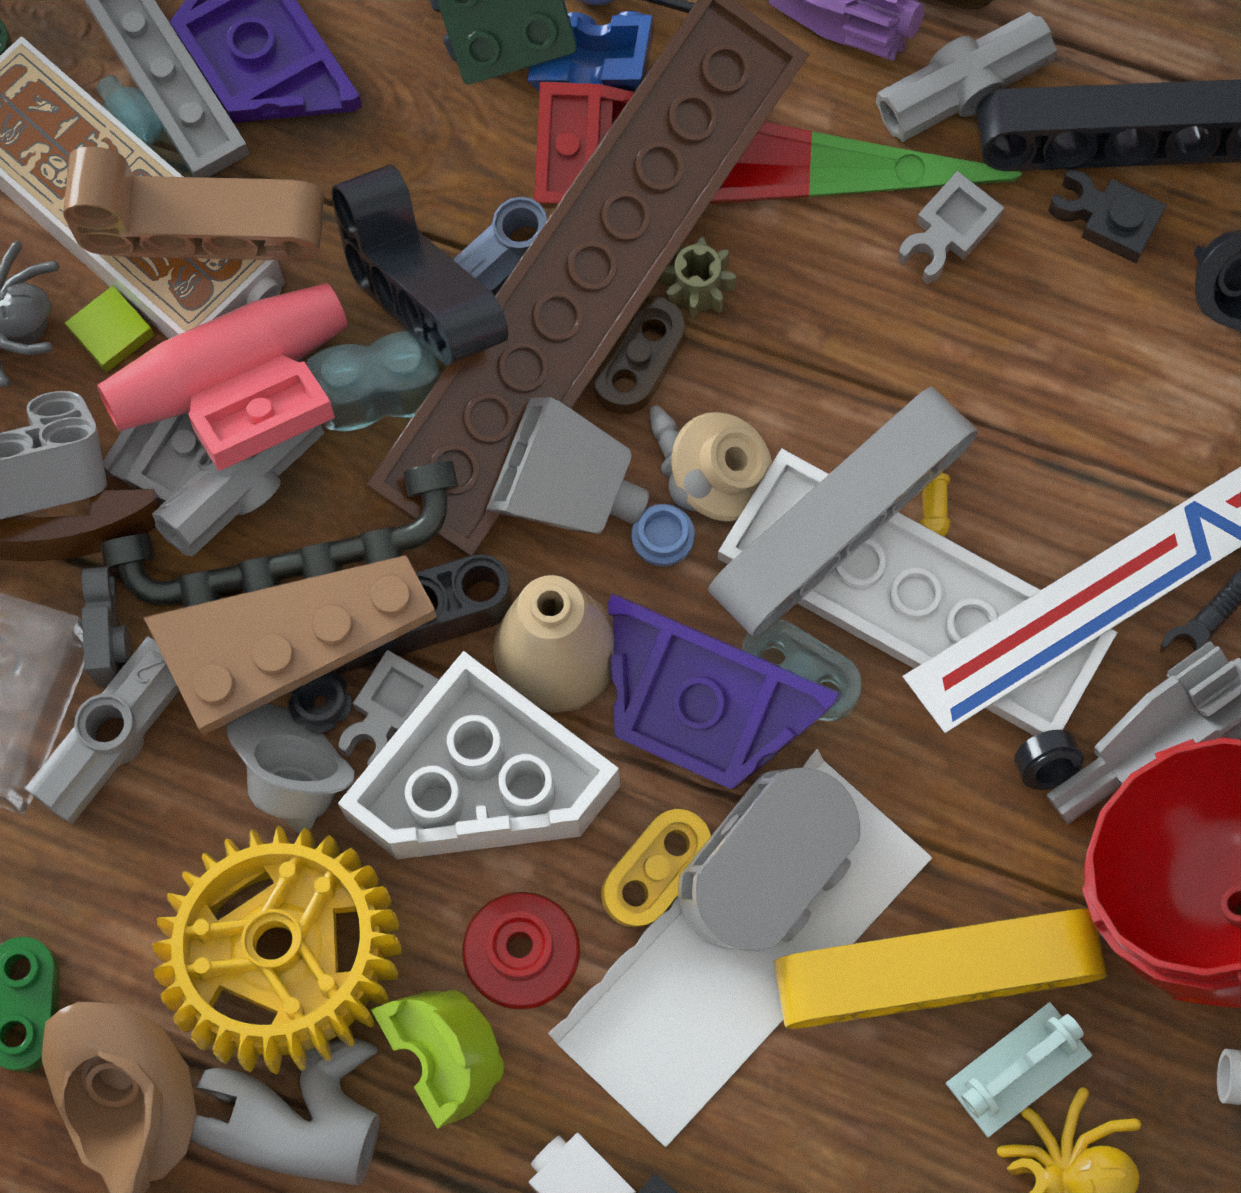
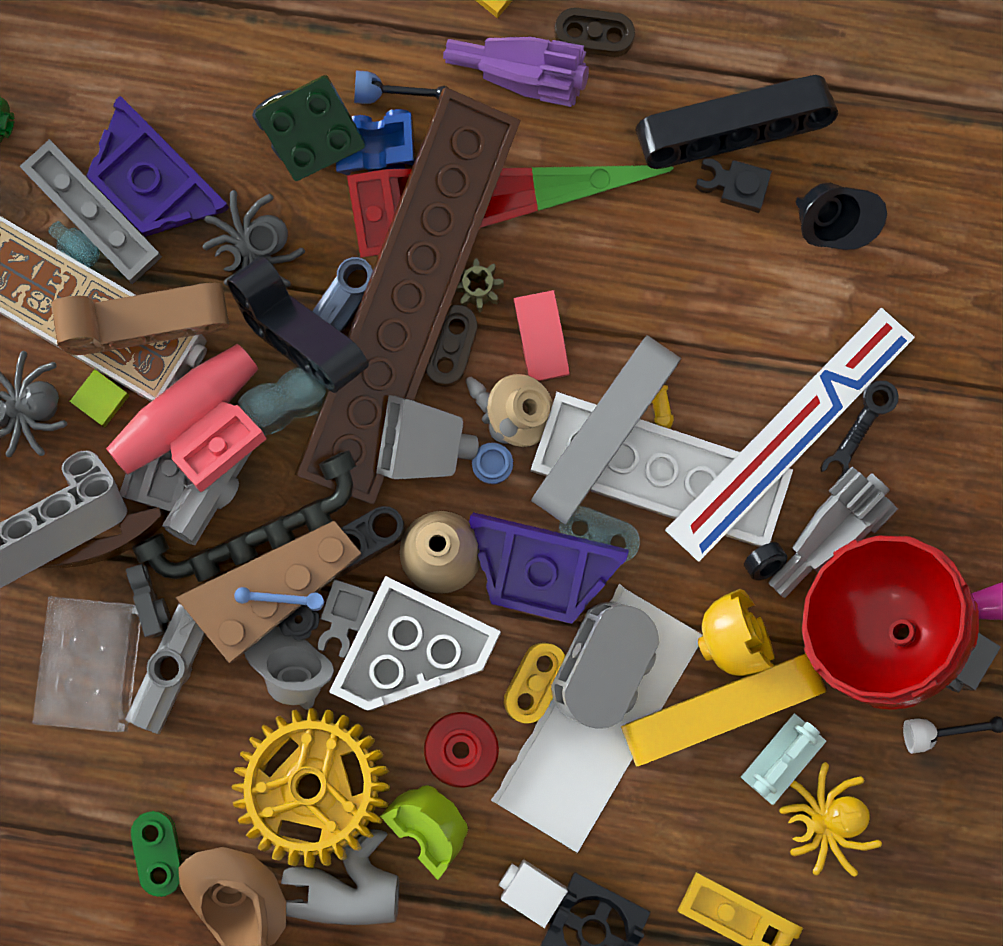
camera: 15 degrees left, 10 degrees up
(346, 660) = (314, 600): none -> medium blue hinge
(404, 145) = (259, 238): none -> dark grey animal
(776, 368) = (541, 336): none -> coral slope
(953, 221) = (637, 211): light grey plate -> none
(964, 74) = (624, 107): light grey piece -> none
(979, 859) = (735, 636): none -> yellow cylinder

